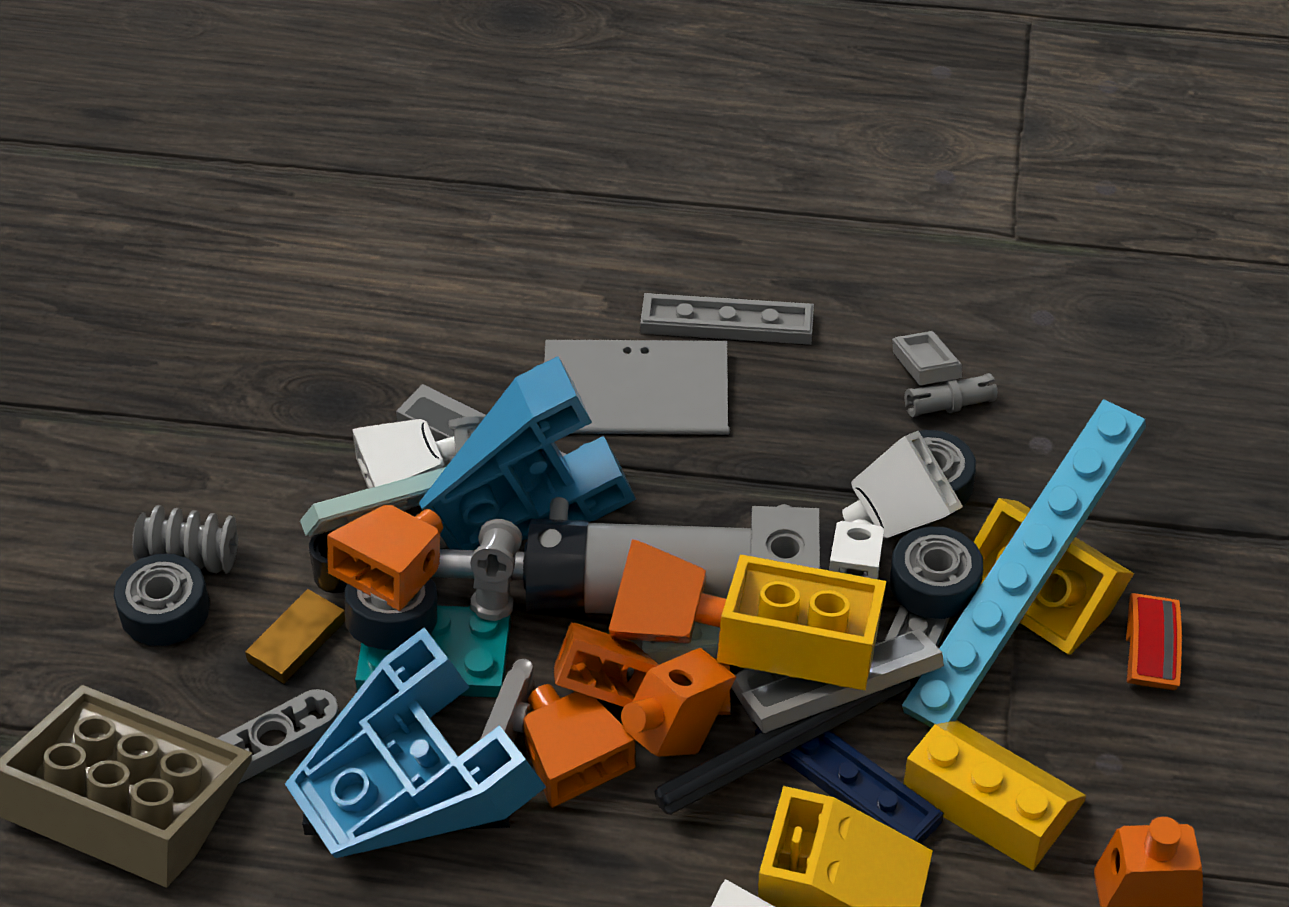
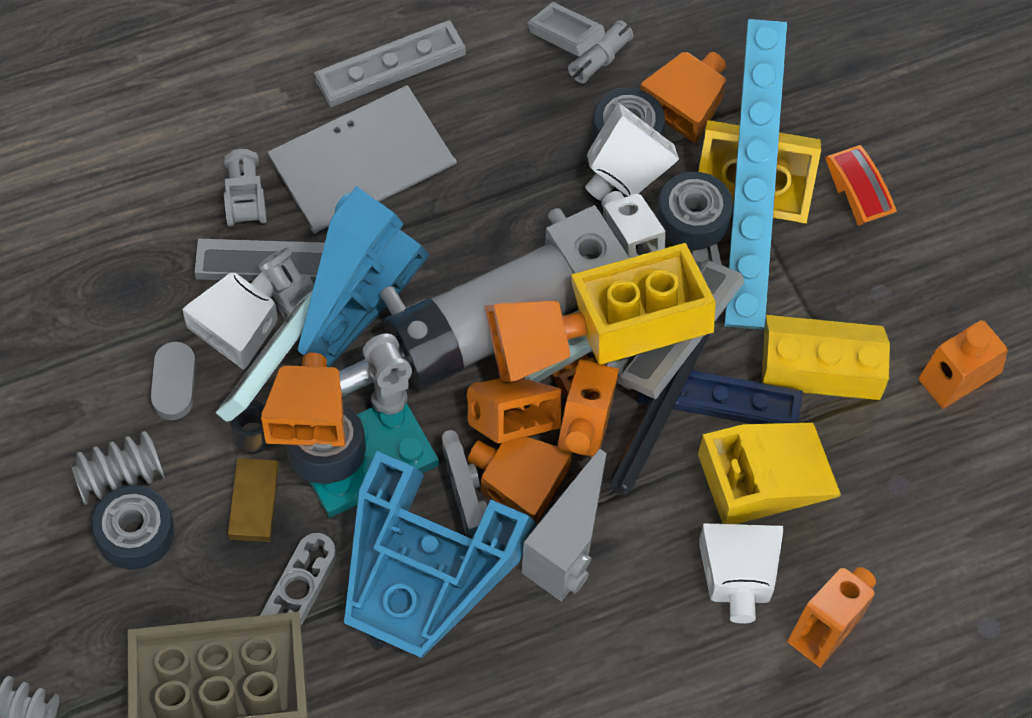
camera: 35 degrees left, 15 degrees up
(310, 484) = (173, 381): none -> light grey tile
(496, 363) = (244, 193): none -> light grey connector
(577, 810) = (560, 544): none -> light grey slope
(1013, 463) = (688, 91): none -> orange torso

